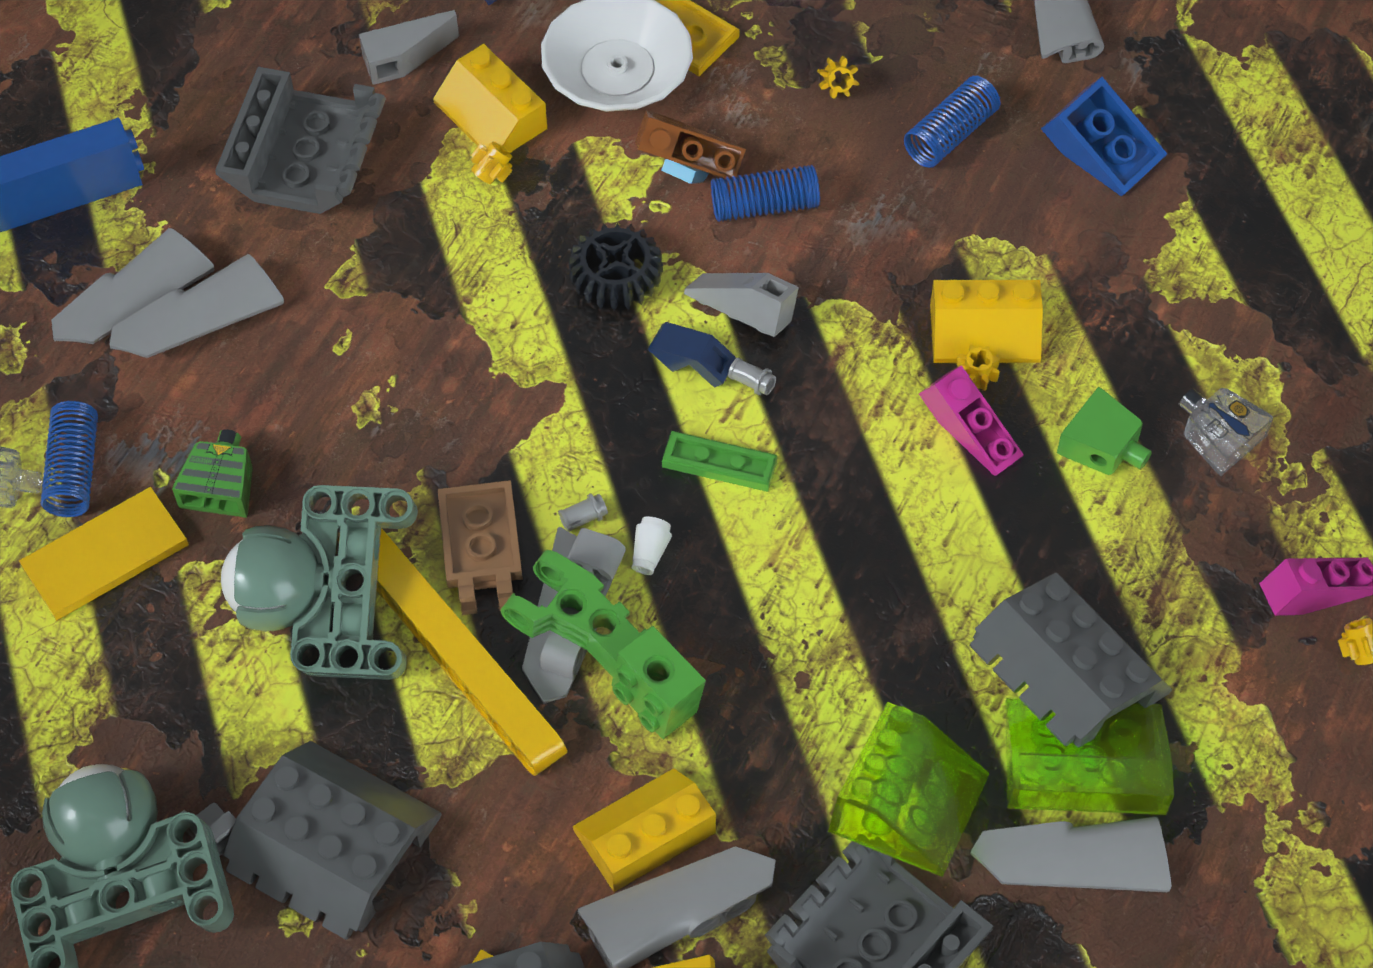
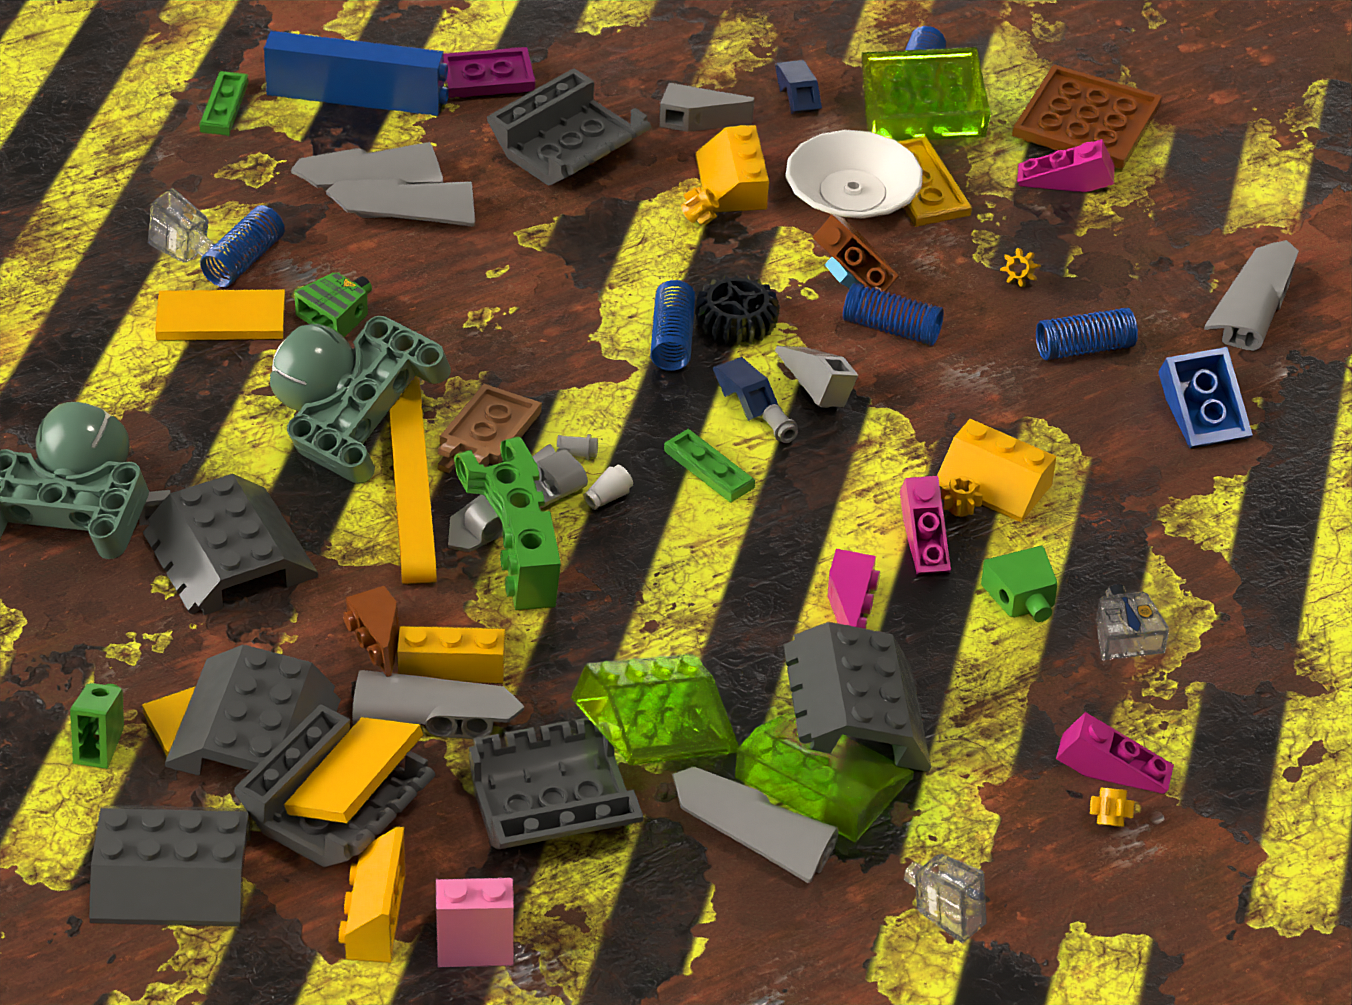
camera: 30 degrees right, 15 degrees down
(162, 106) = (489, 72): none -> magenta plate
(552, 843) = (376, 625): none -> dark orange slope
(577, 325) = (658, 325): none -> blue piece
(959, 535) = (850, 585): none -> dark pink slope
(1305, 830) = (950, 895): none -> clear torso

